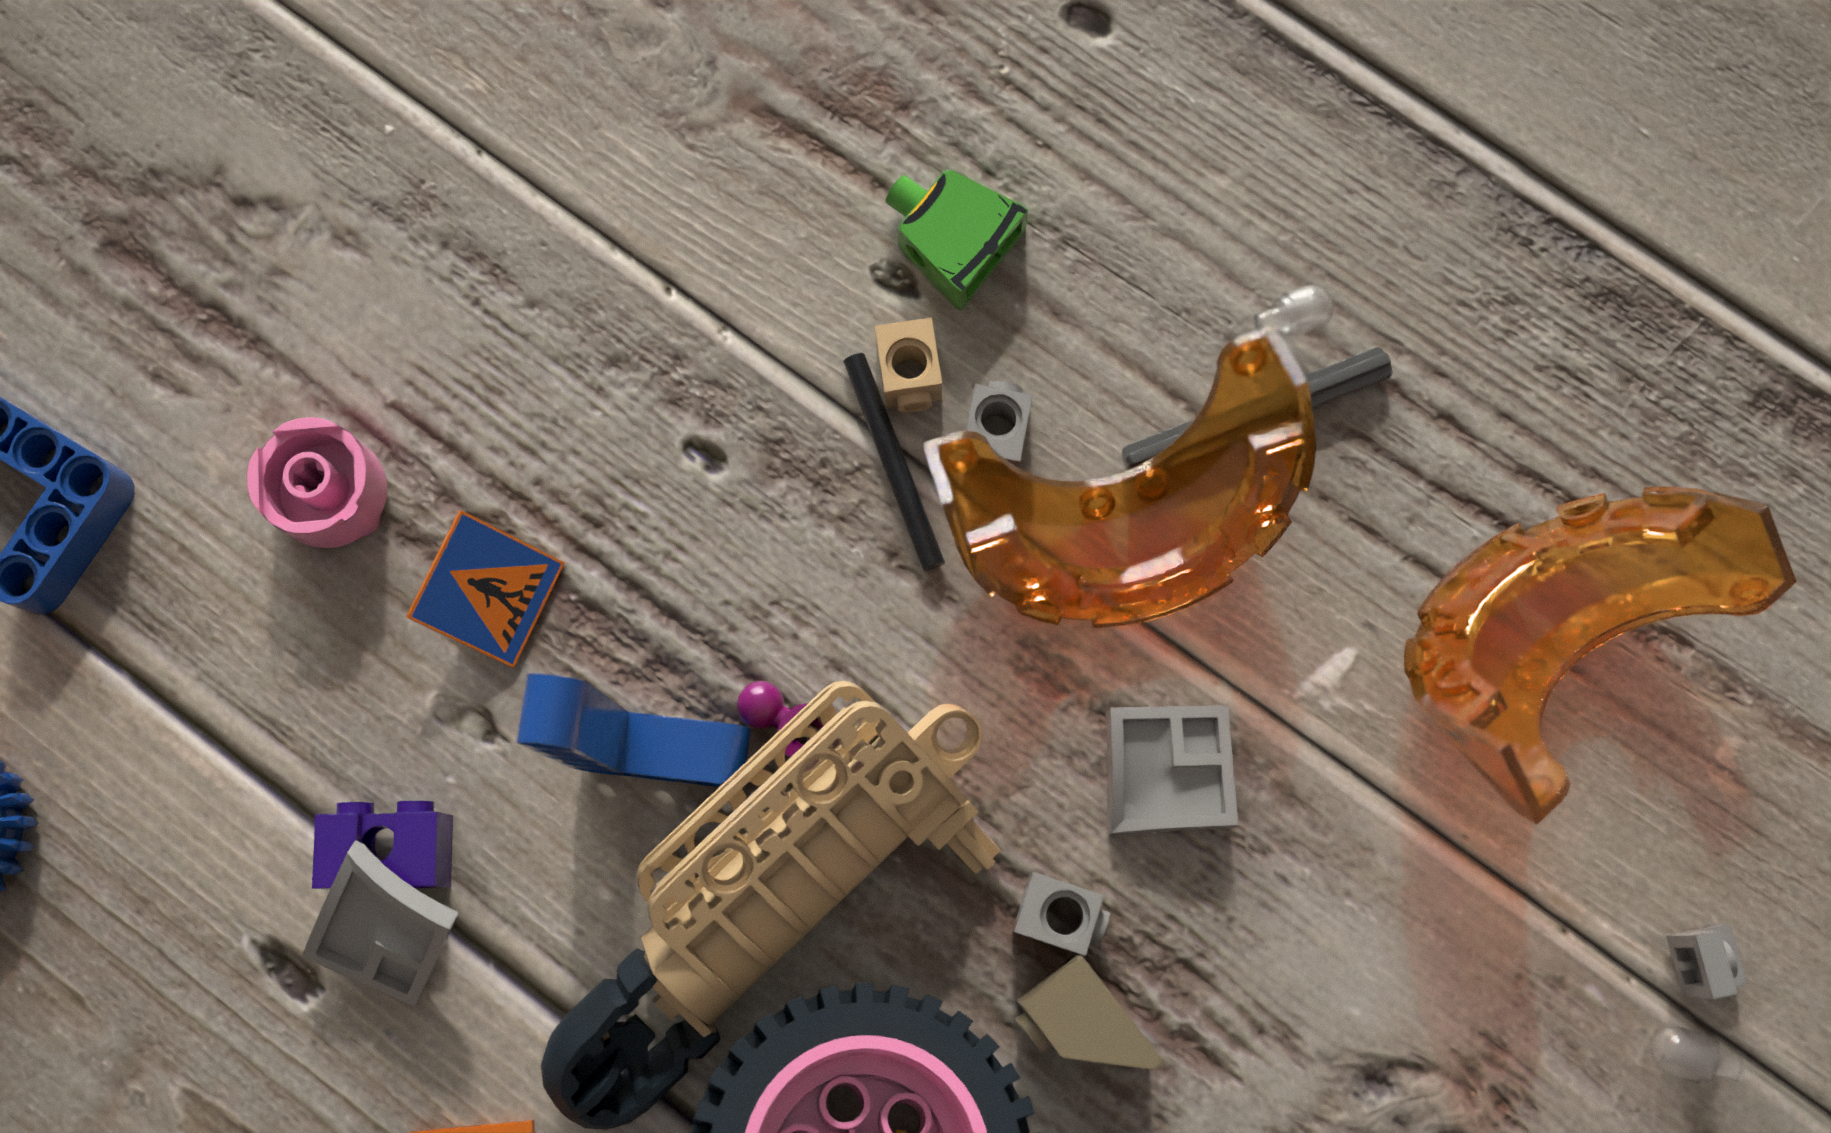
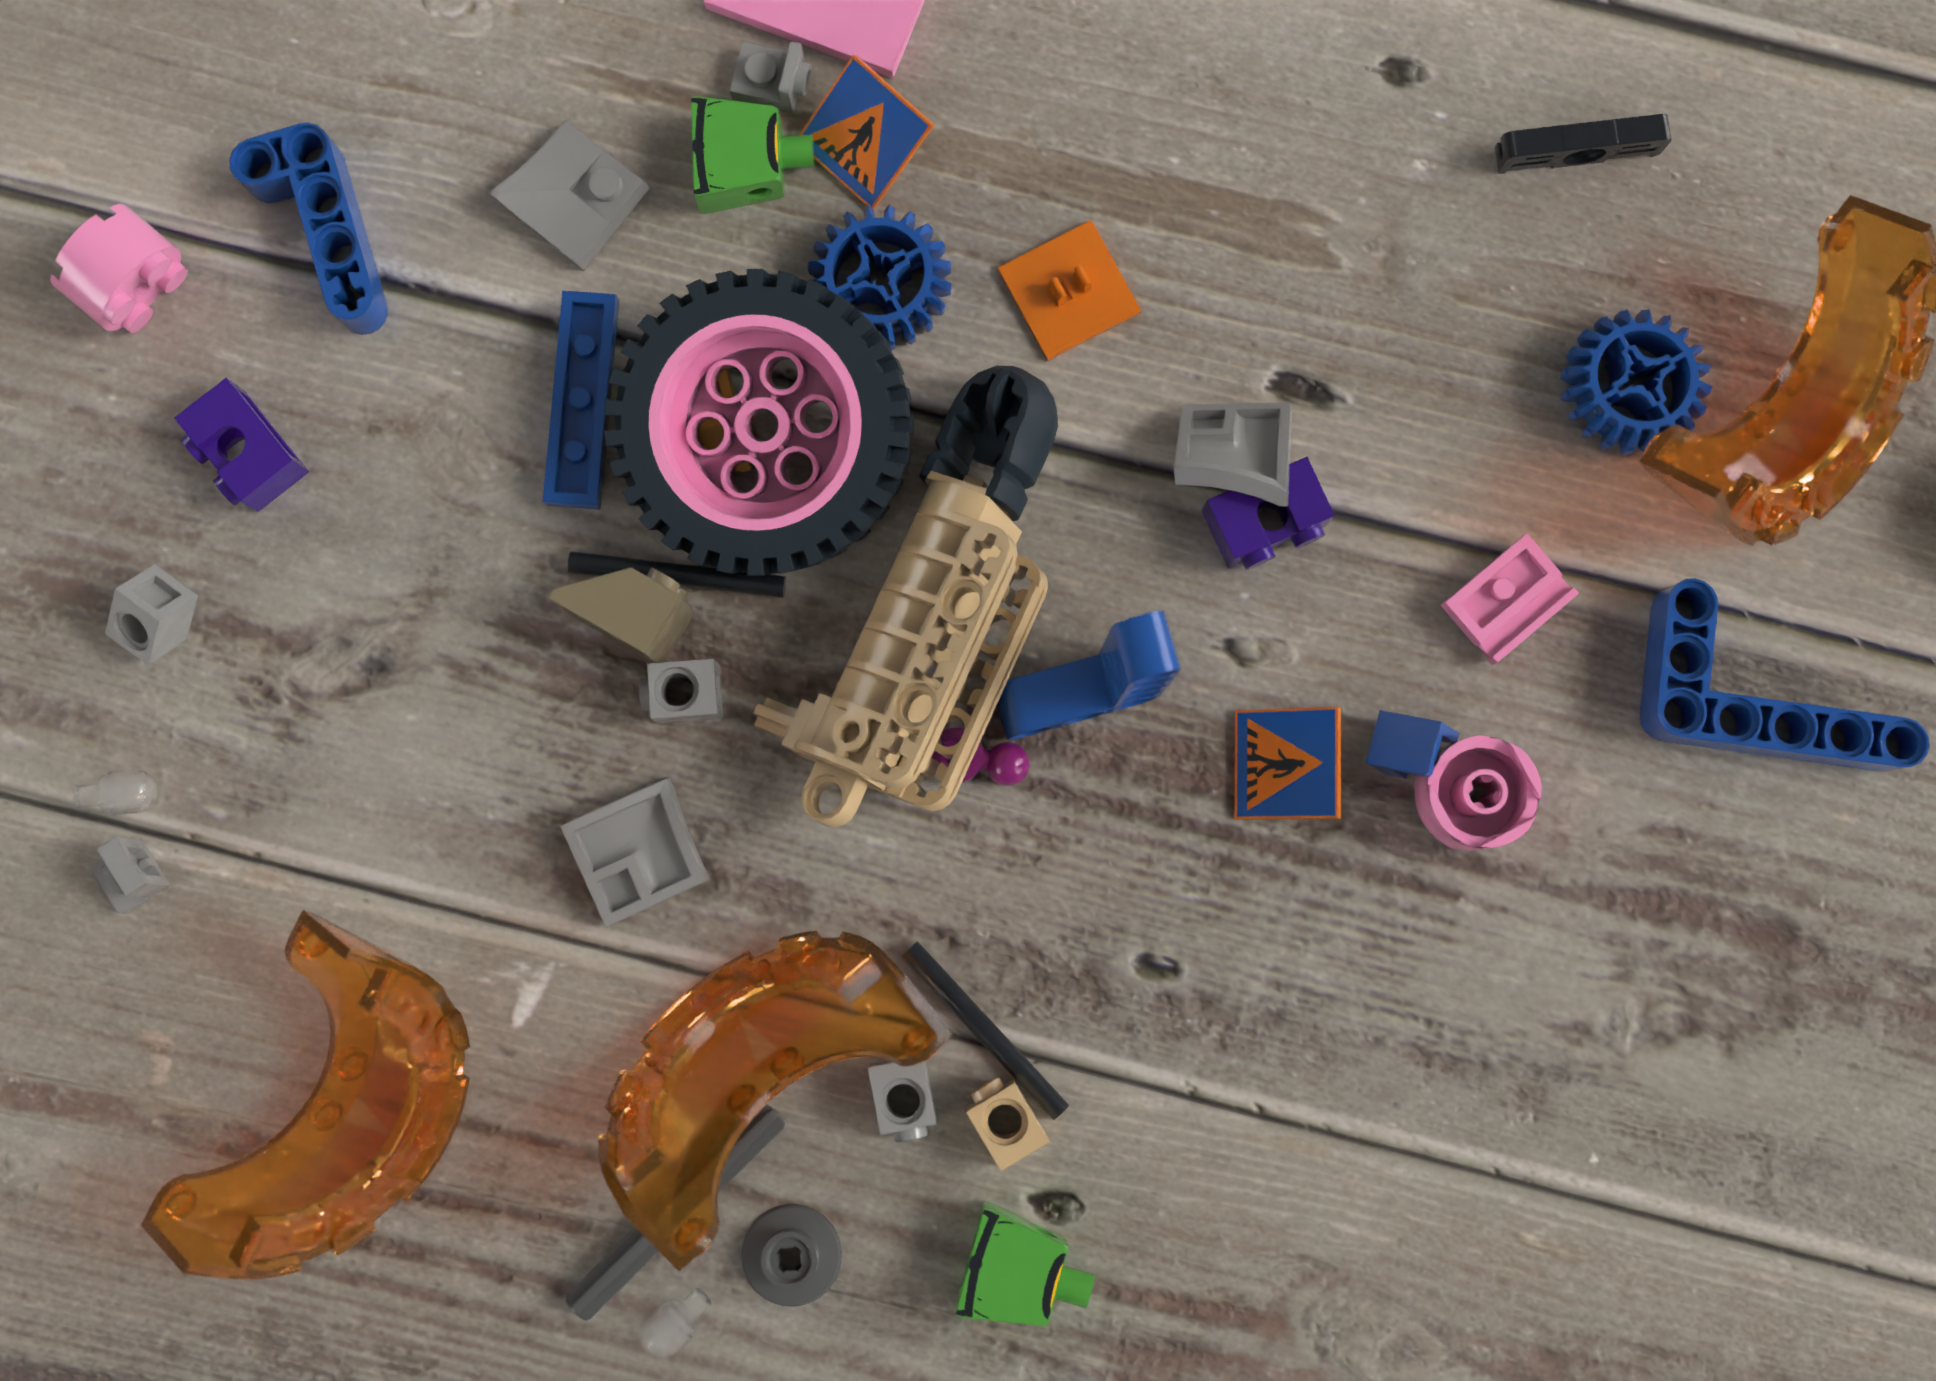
camera: 155 degrees right, 5 degrees up
(191, 663) = (1509, 599): none -> bright pink plate
(359, 555) = (1407, 744): none -> blue panel
(1026, 1053) = (683, 574): none -> black bar
(1156, 355) = (785, 1228): none -> dark grey piece

